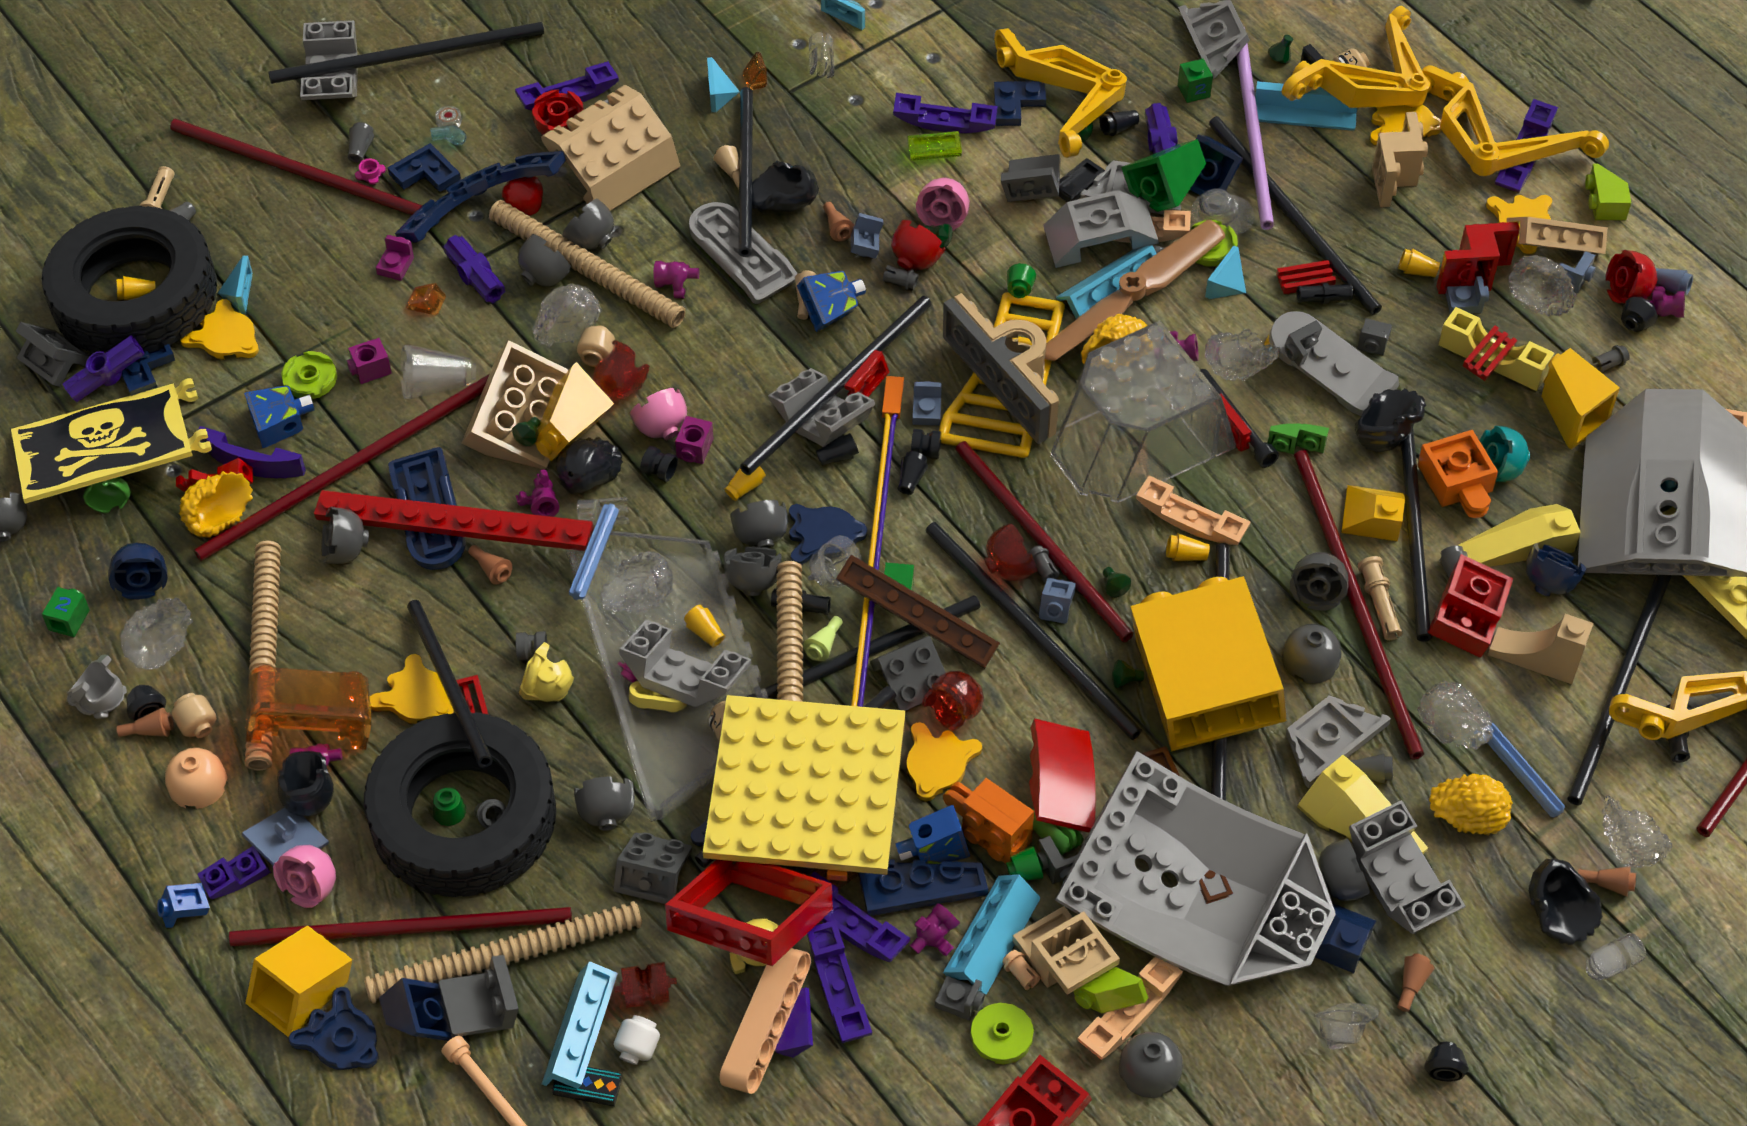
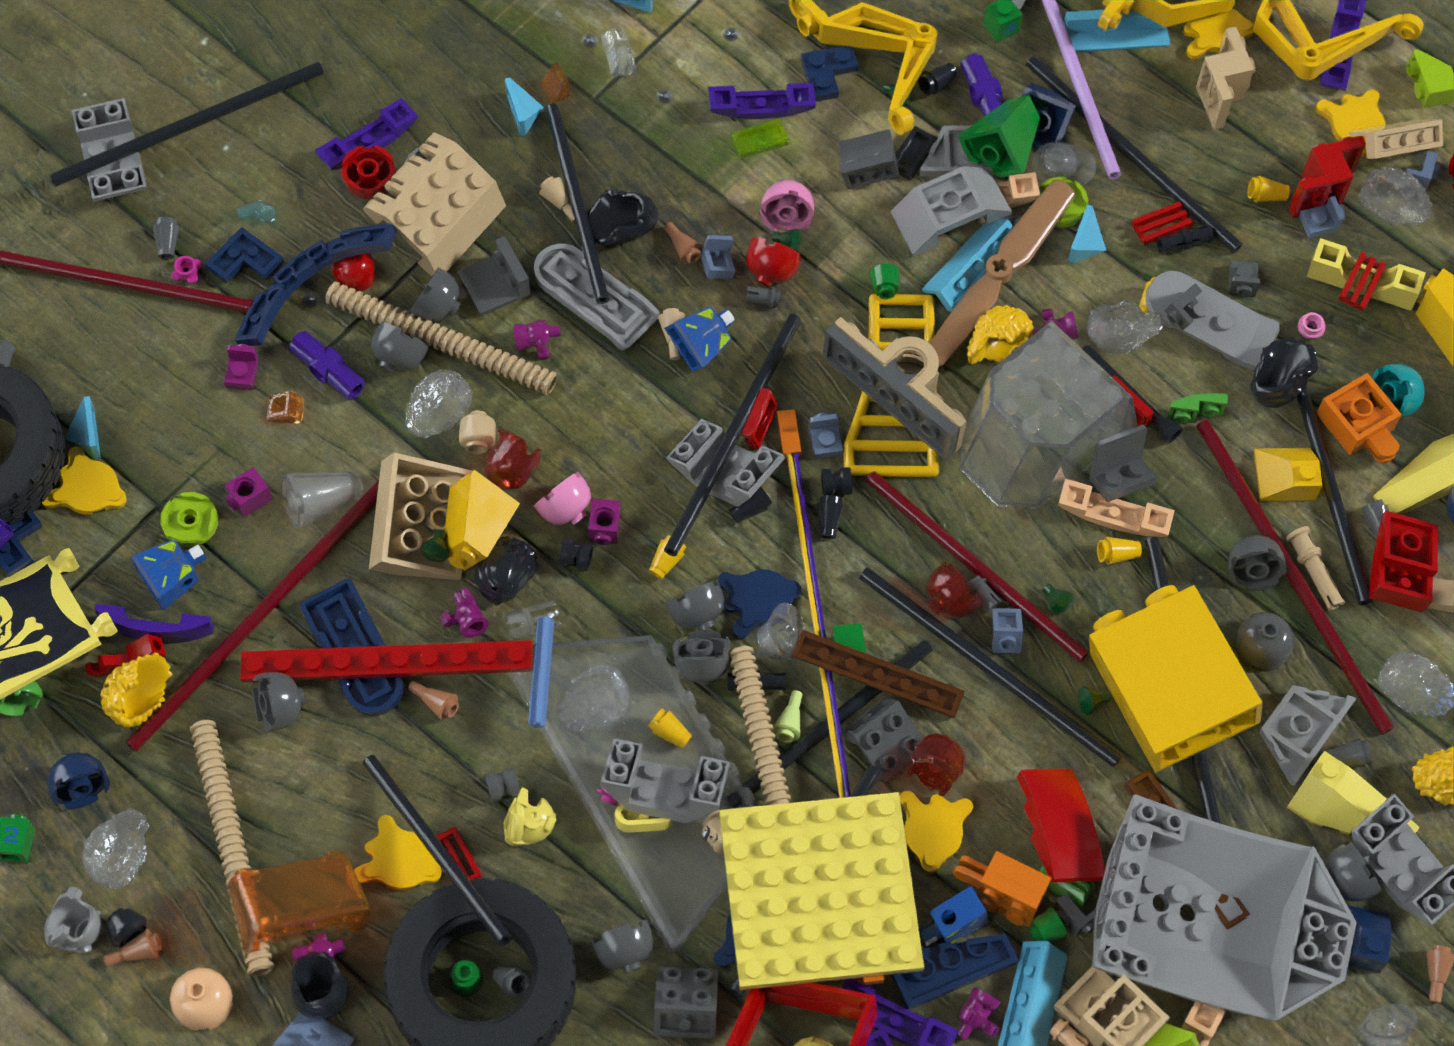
camera: 15 degrees left, 10 degrees up
(193, 715) = (180, 931): tan head -> none
(448, 116) = (250, 190): clear tile -> none
(651, 224) = (495, 279): none -> dark grey bracket
(1206, 470) = (1119, 464): none -> dark grey bracket
(1432, 387) = (1314, 320): none -> bright pink plate

